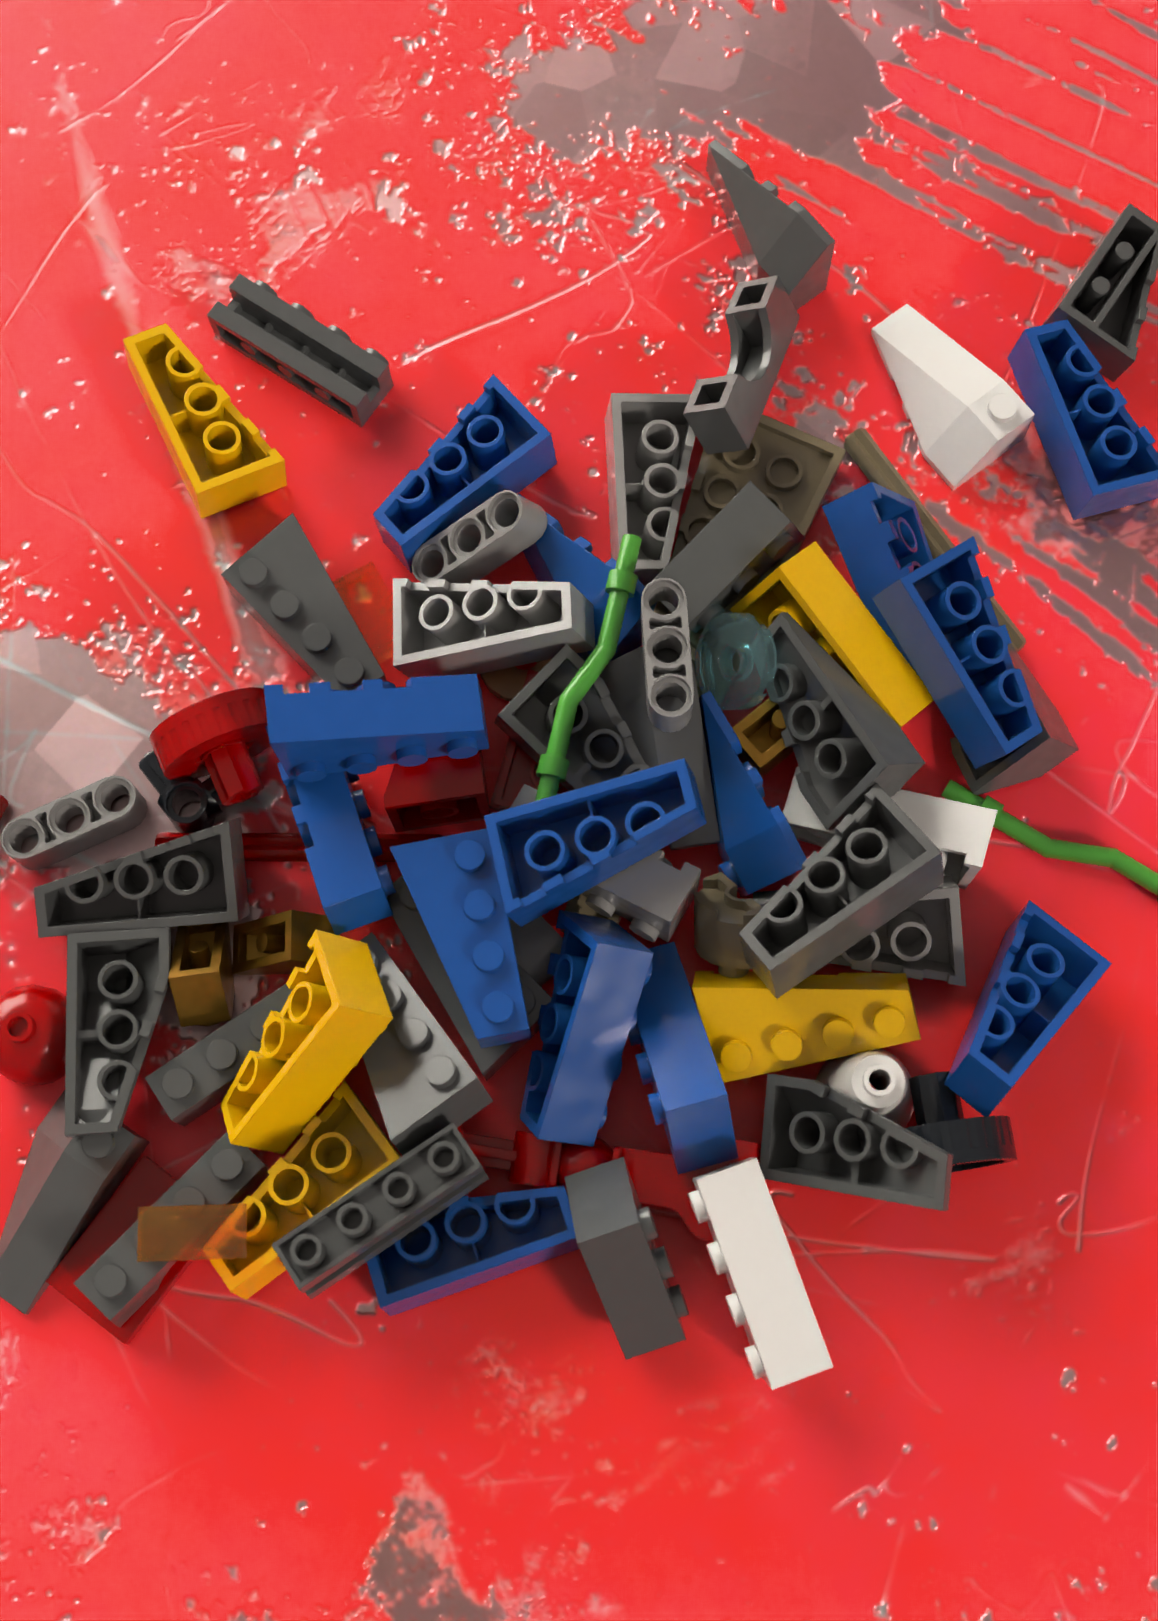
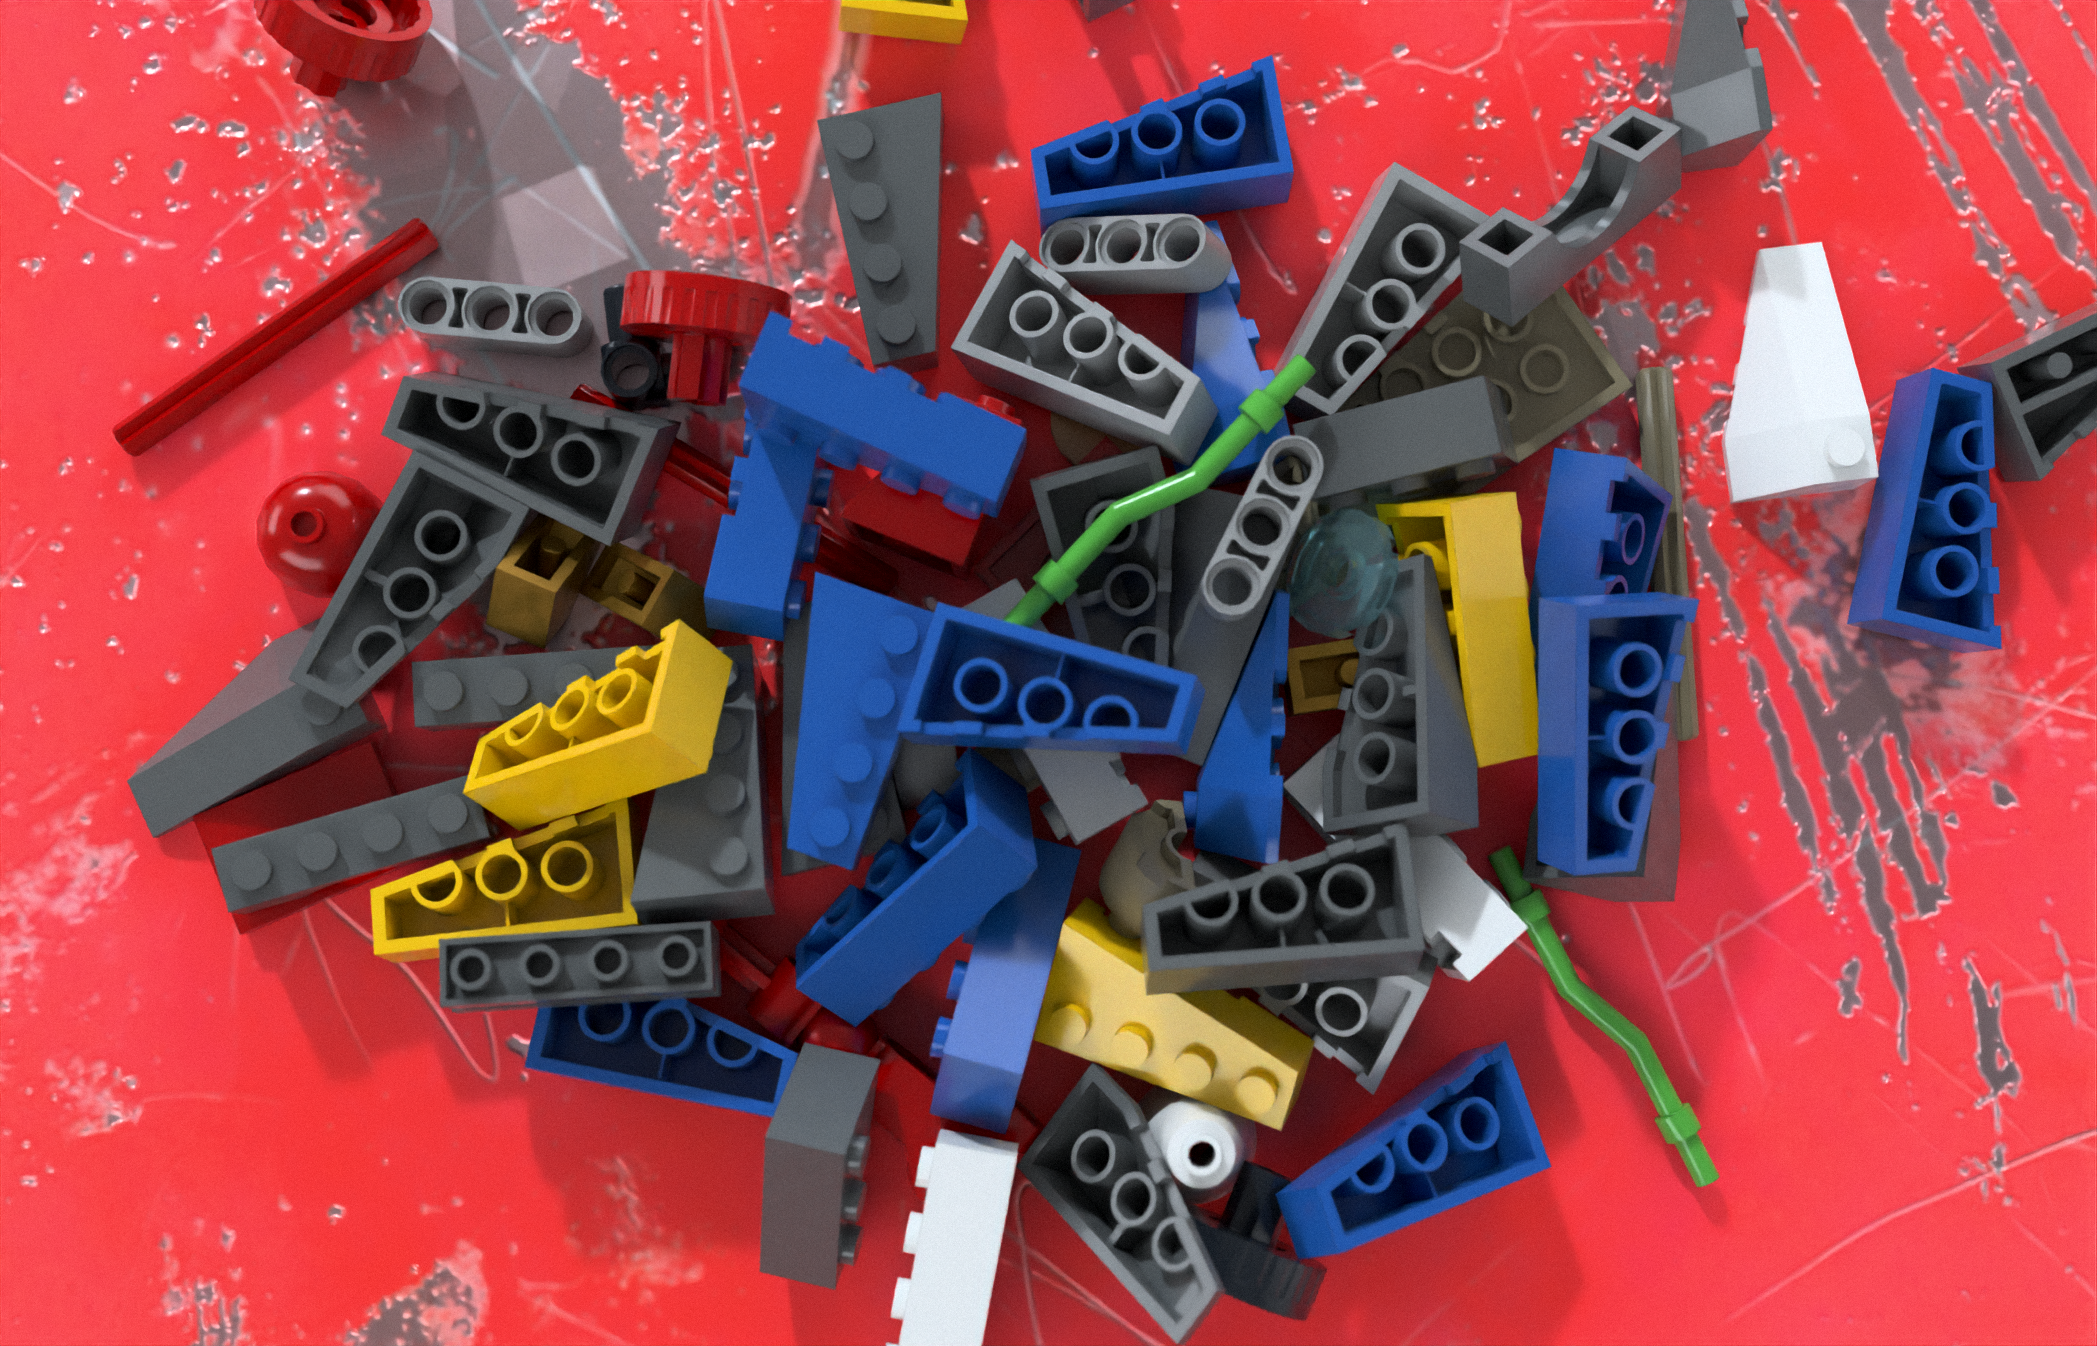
camera: 25 degrees right, 10 degrees up
(192, 1232) = (365, 870): clear orange tile -> none
(370, 607) = (969, 252): clear orange tile -> none

